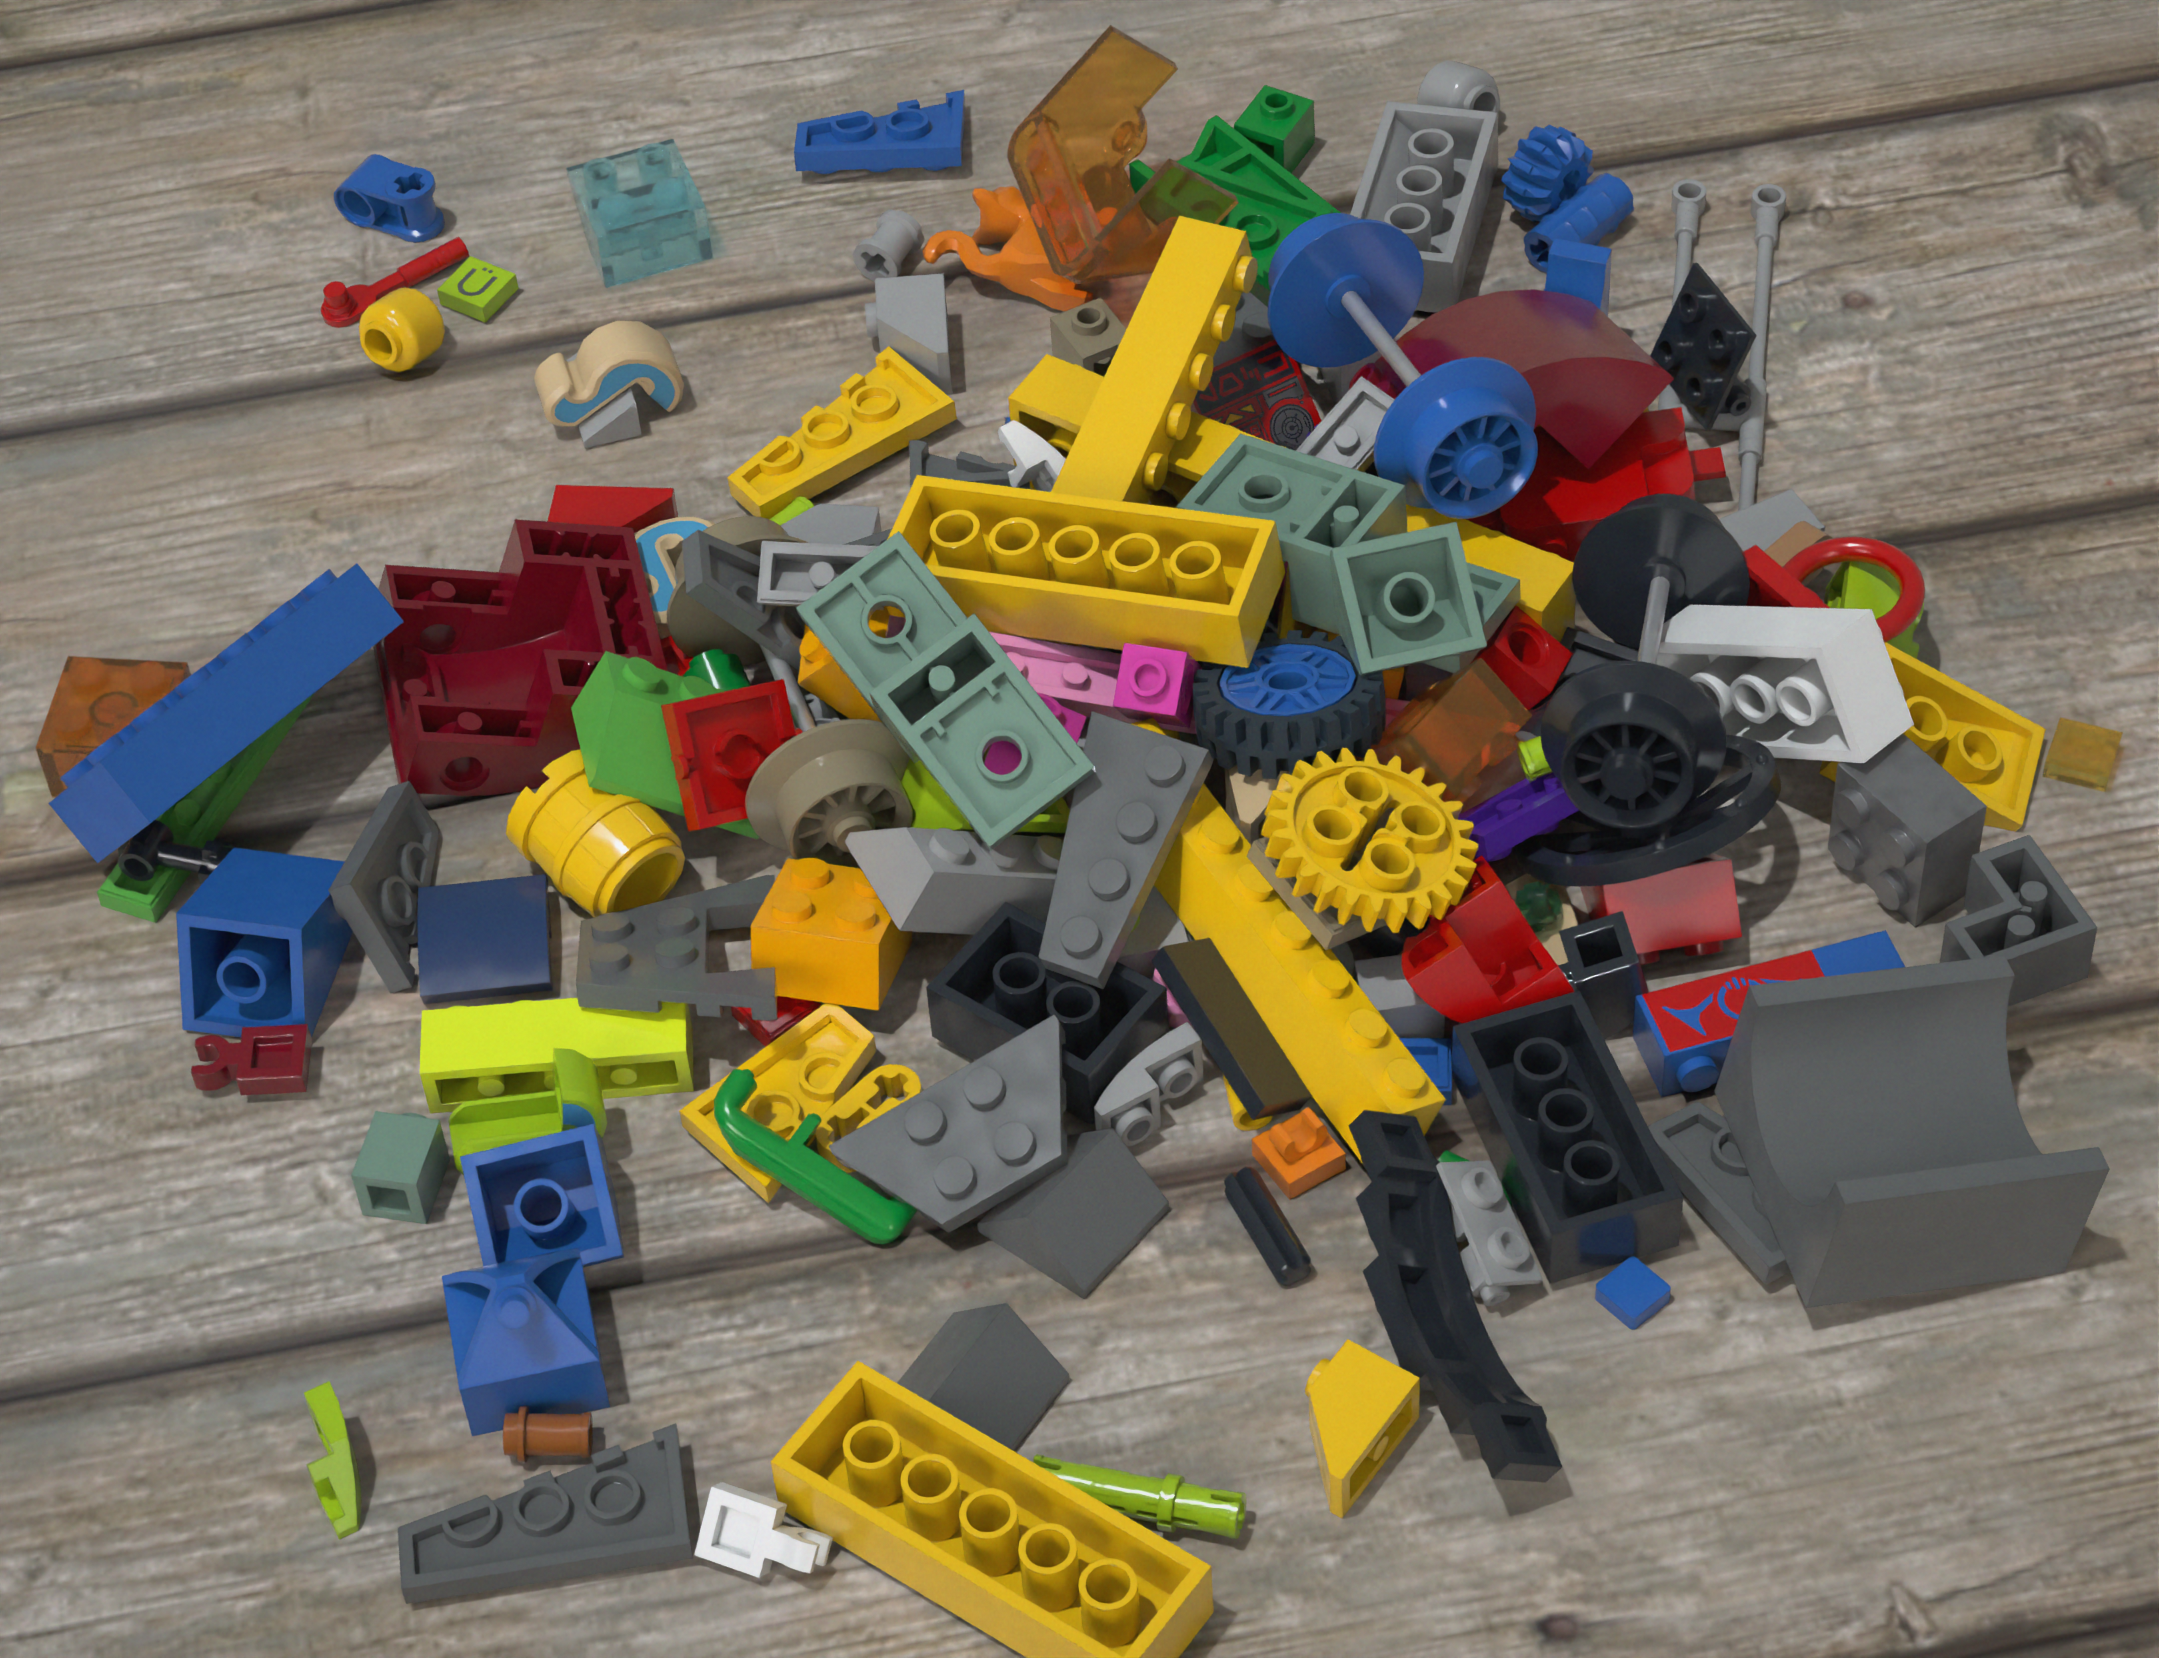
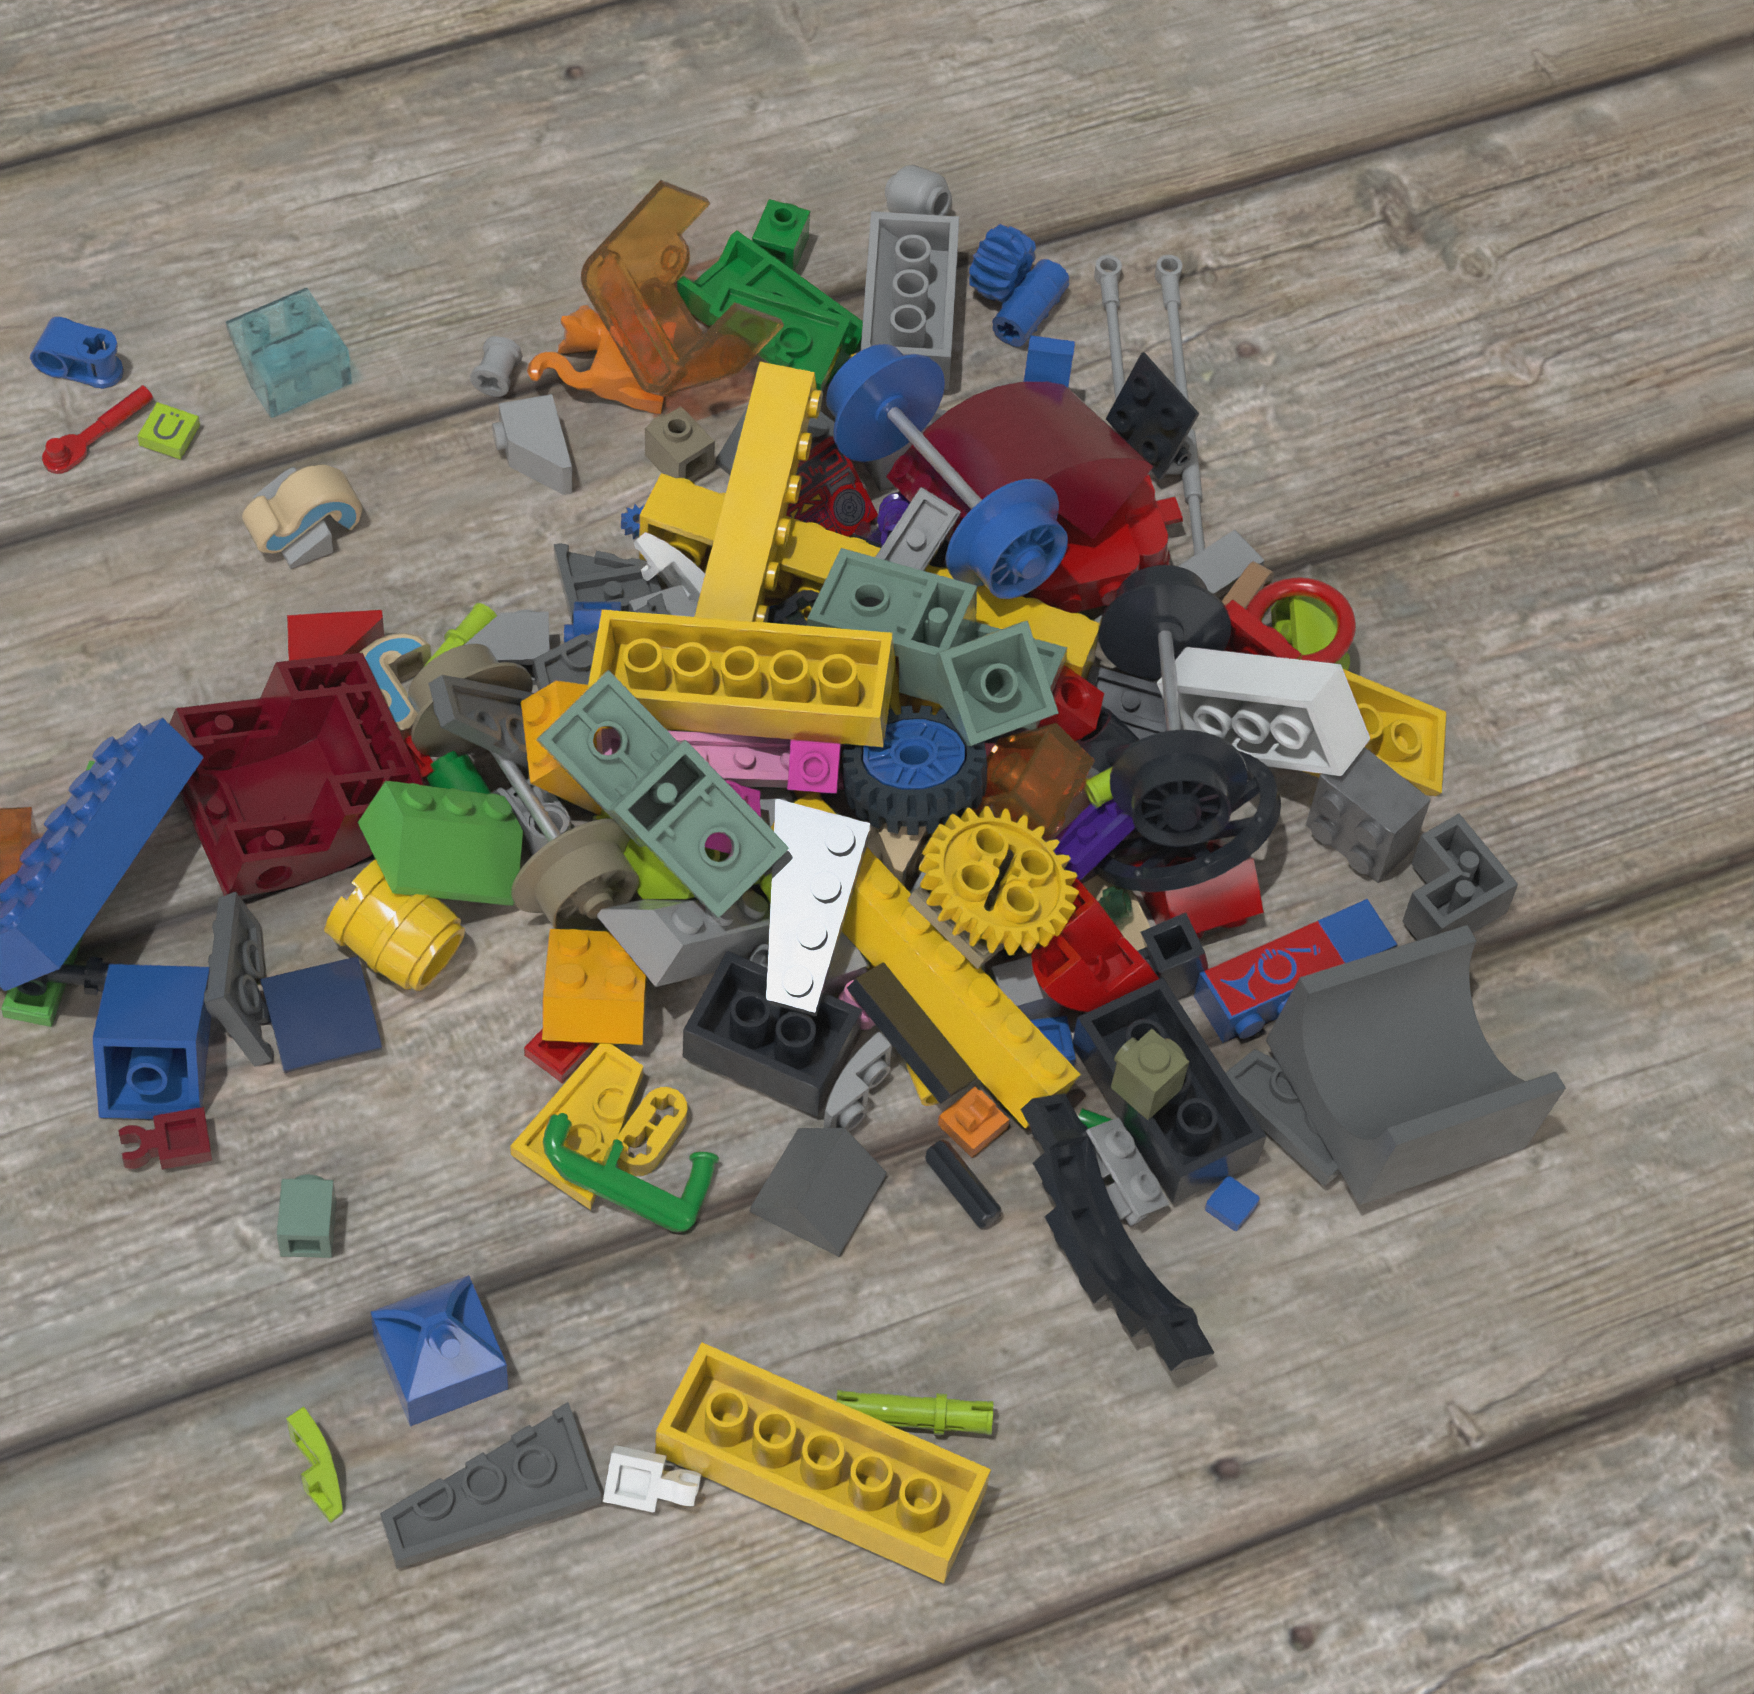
camera: 20 degrees left, 10 degrees up
(401, 329) = (119, 477): yellow head -> none
(511, 1046) = (403, 1105): neon yellow brick -> none
(520, 1117) = (400, 1172): lime animal -> none
(544, 1198) = (429, 1240): blue slope -> none
(547, 1434) = (471, 1421): dark orange pin -> none
(663, 955) = (462, 1024): dark grey wing -> none
(721, 744) = (491, 846): red plate -> none
(799, 570) = (534, 696): light grey slope -> none
(852, 433) = (508, 535): yellow wing -> none
(903, 139) = (476, 265): blue wing -> none
(971, 1133) = (740, 1143): wing -> none
(988, 1373) = (782, 1330): dark grey slope -> none
(1357, 1419) = (1058, 1331): yellow slope -> none
(1529, 1094) = (1149, 1072): none -> olive brick
(2082, 754) = (1475, 729): clear yellow tile -> none

